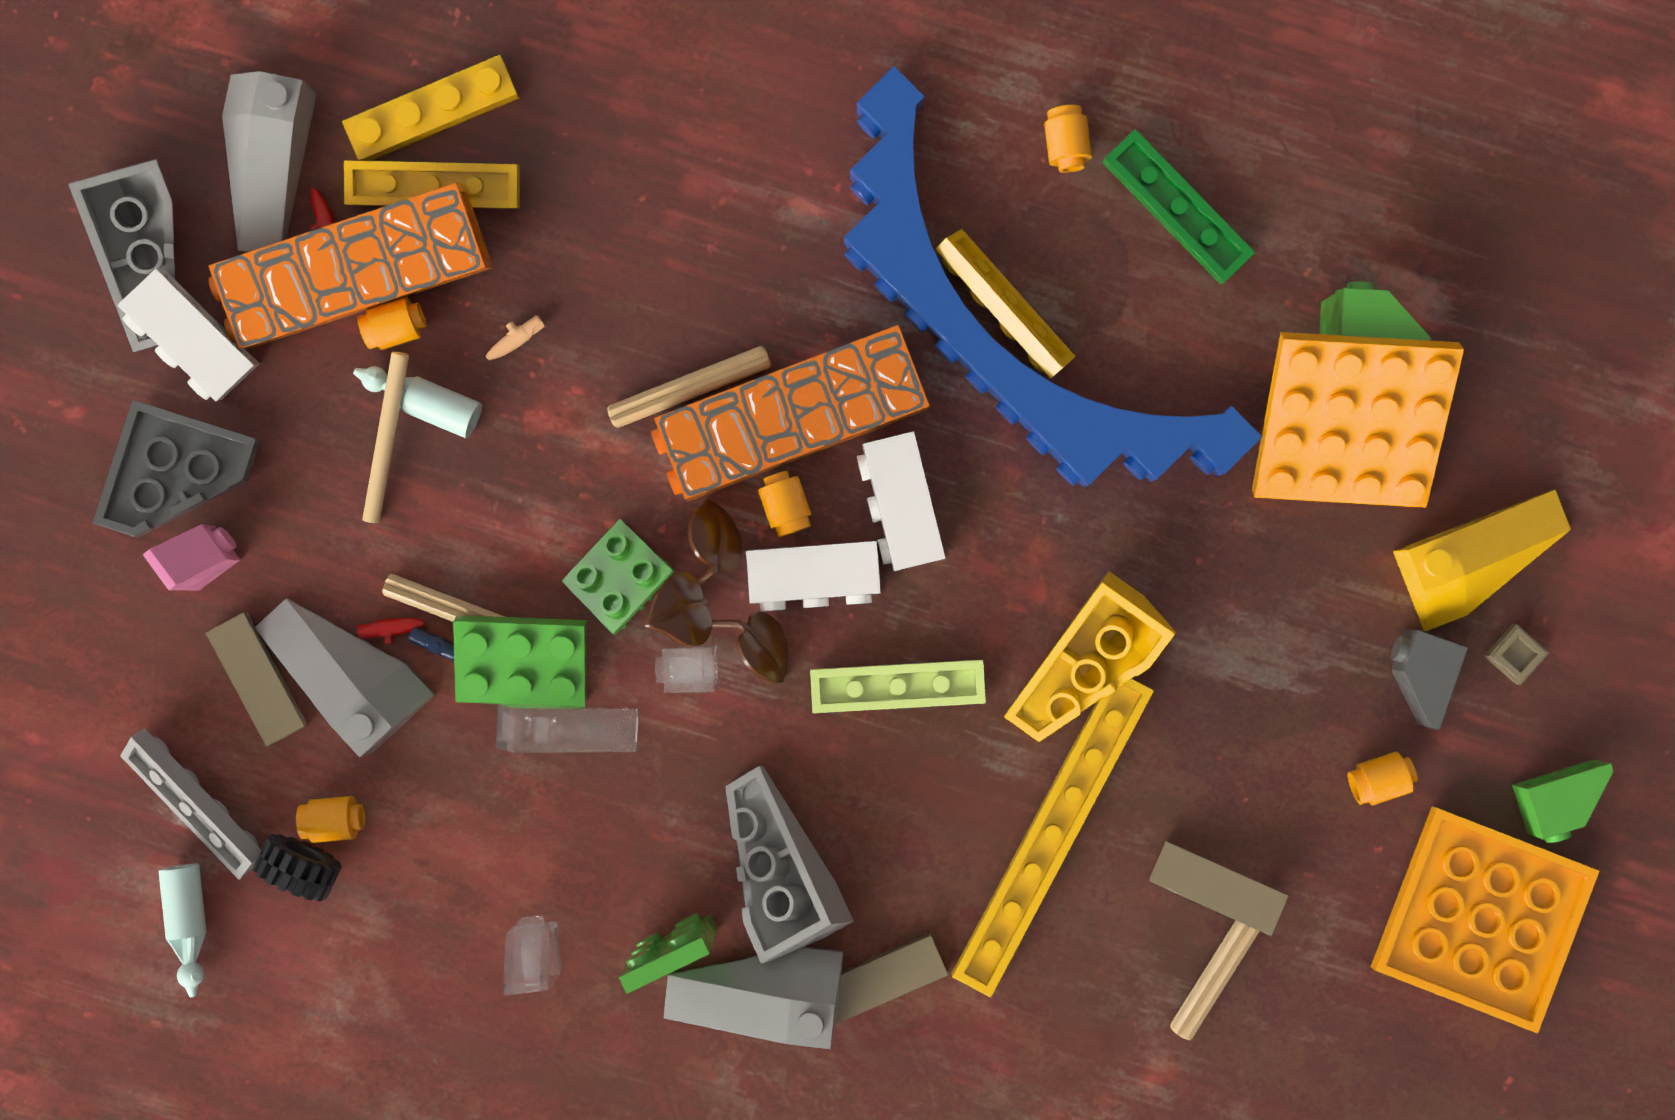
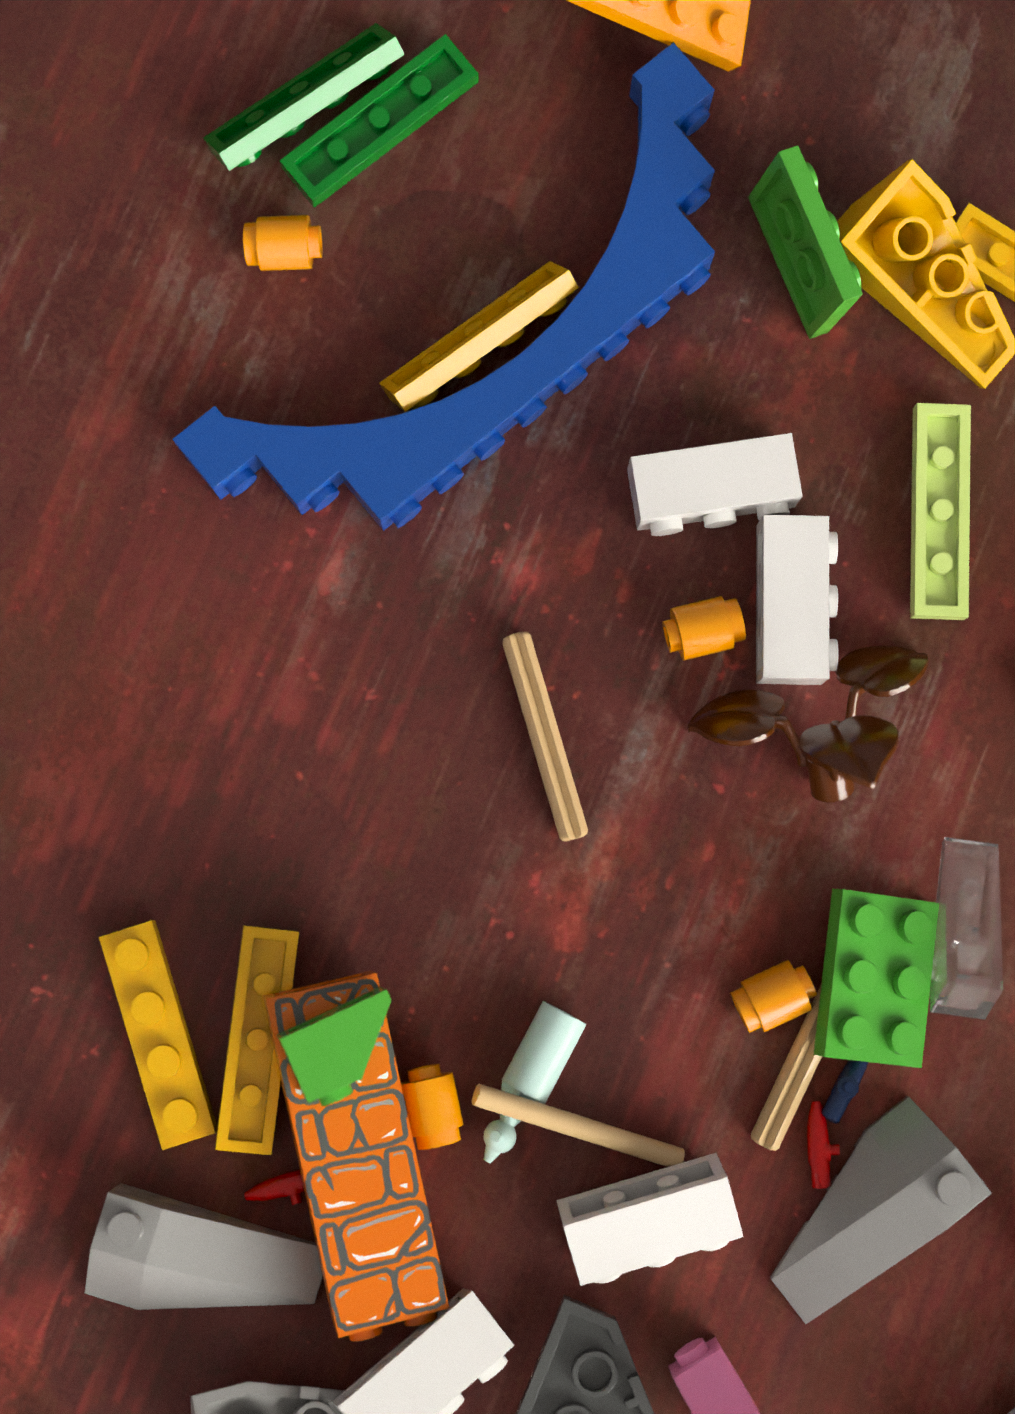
camera: 90 degrees left, 5 degrees down
(256, 679) = (873, 1326): dark tan tile -> none
(320, 497) = (650, 1219): none -> white brick
(421, 236) = (335, 1046): none -> bright green slope
(499, 581) = (774, 996): none -> light orange brick
(515, 337) = (462, 950): light nougat helmet -> none
(617, 577) = (778, 845): bright green hinge -> none
(688, 669) = (913, 766): clear slope -> none
(790, 414) = (593, 611): orange brick -> none
(1104, 557) = (805, 242): none -> bright green plate
(1191, 142) = (314, 89): none -> green plate

